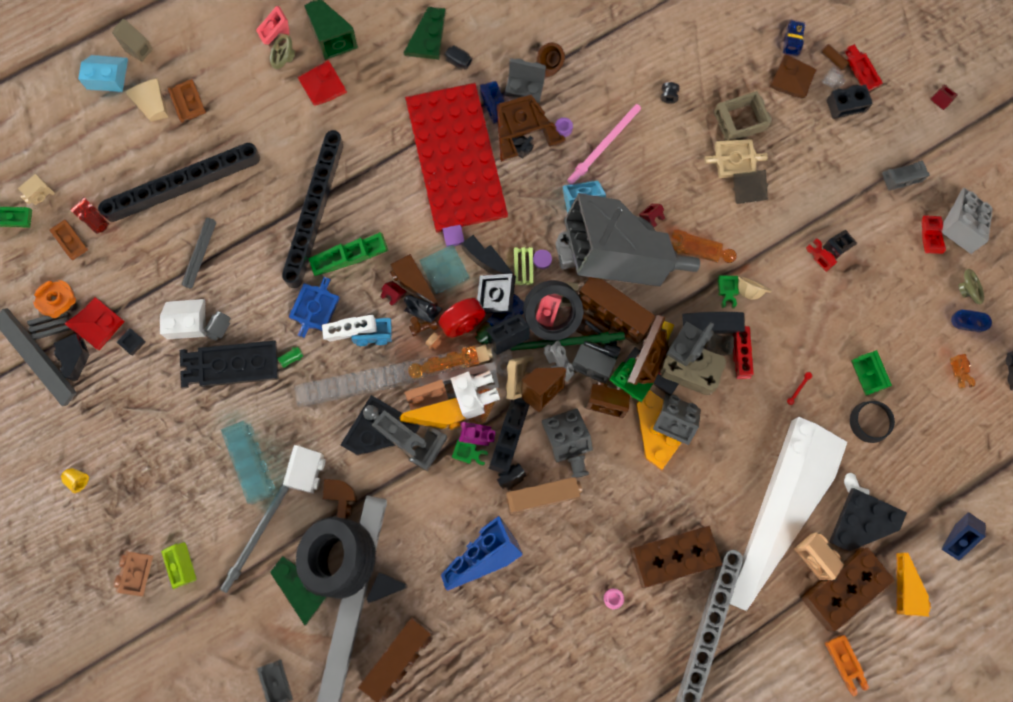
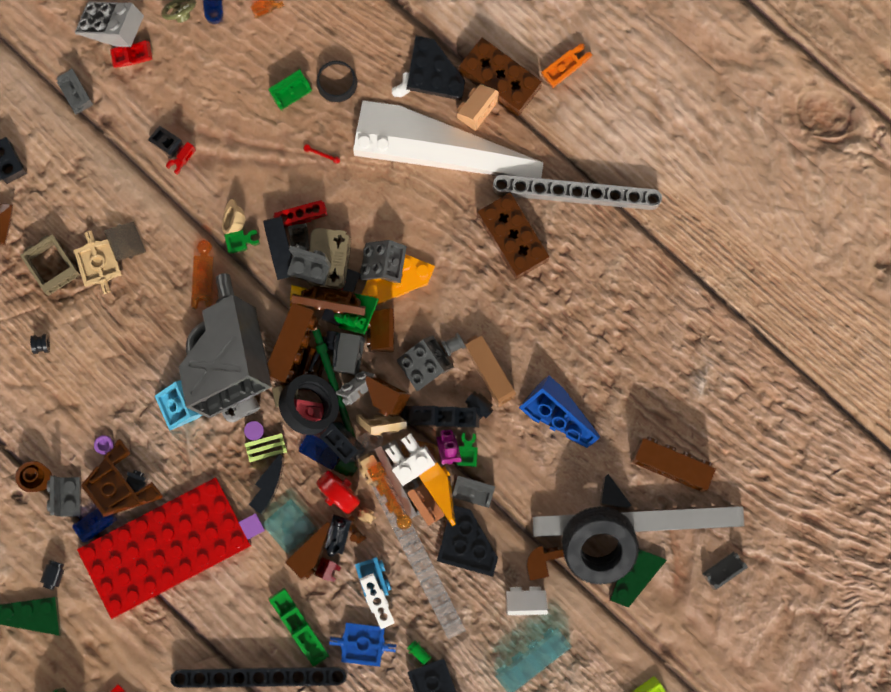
camera: 100 degrees left, 5 degrees up
(235, 571) = (637, 641): dark grey bar -> none
(394, 430) = (466, 527): dark grey plate -> none
(496, 293) = (303, 466): plate -> none
(582, 168) = (146, 414): bright pink bar -> none
(613, 598) = (565, 283): bright pink plate -> none
(651, 212) = (178, 333): dark red tile -> none
(910, 591) = (488, 20): light orange slope -> none

